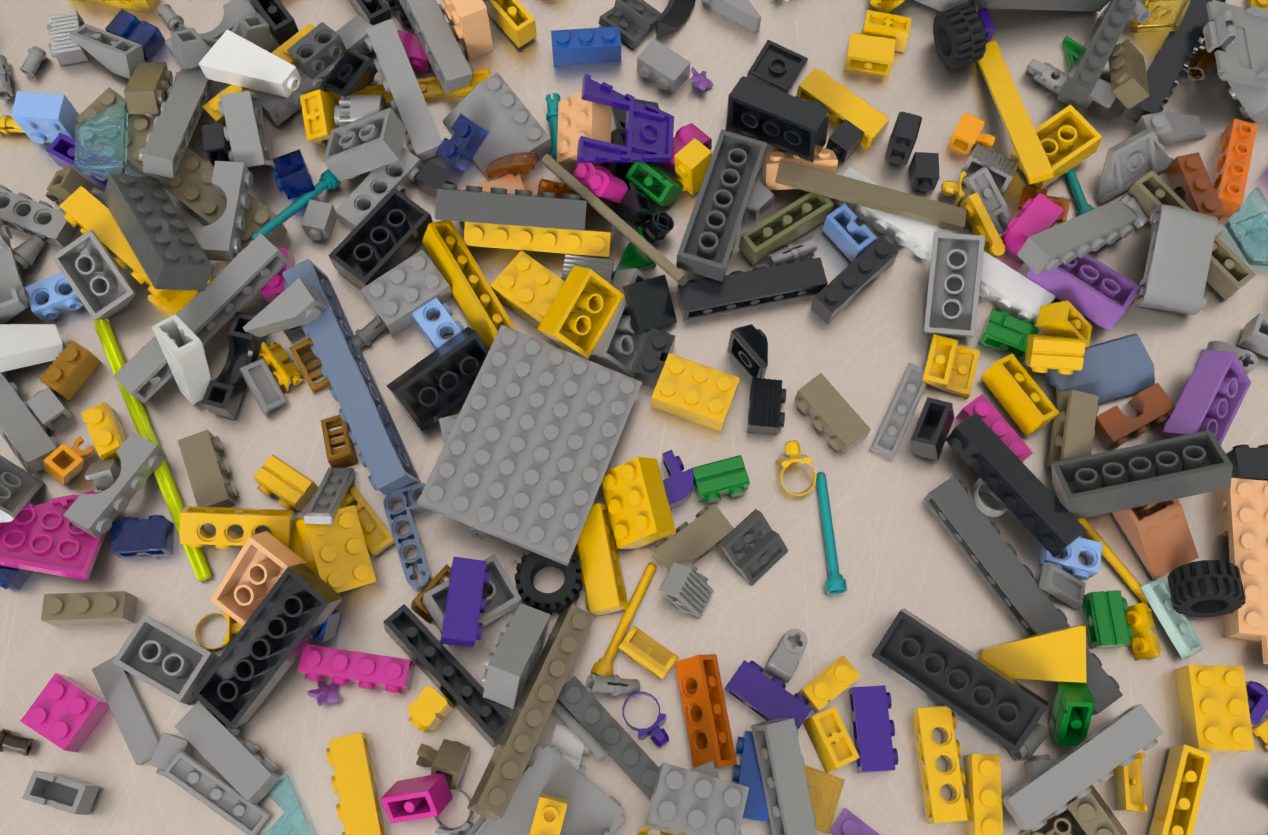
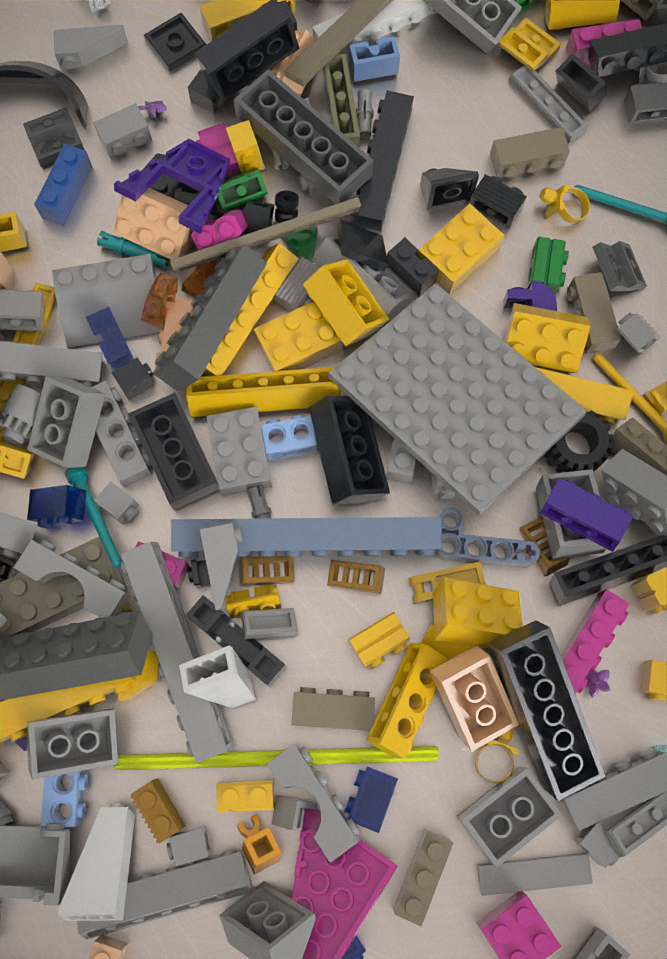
camera: 65 degrees left, 5 degrees up
(329, 496) = (424, 597): light grey tile -> none
(853, 278) = (428, 100): black arch -> none

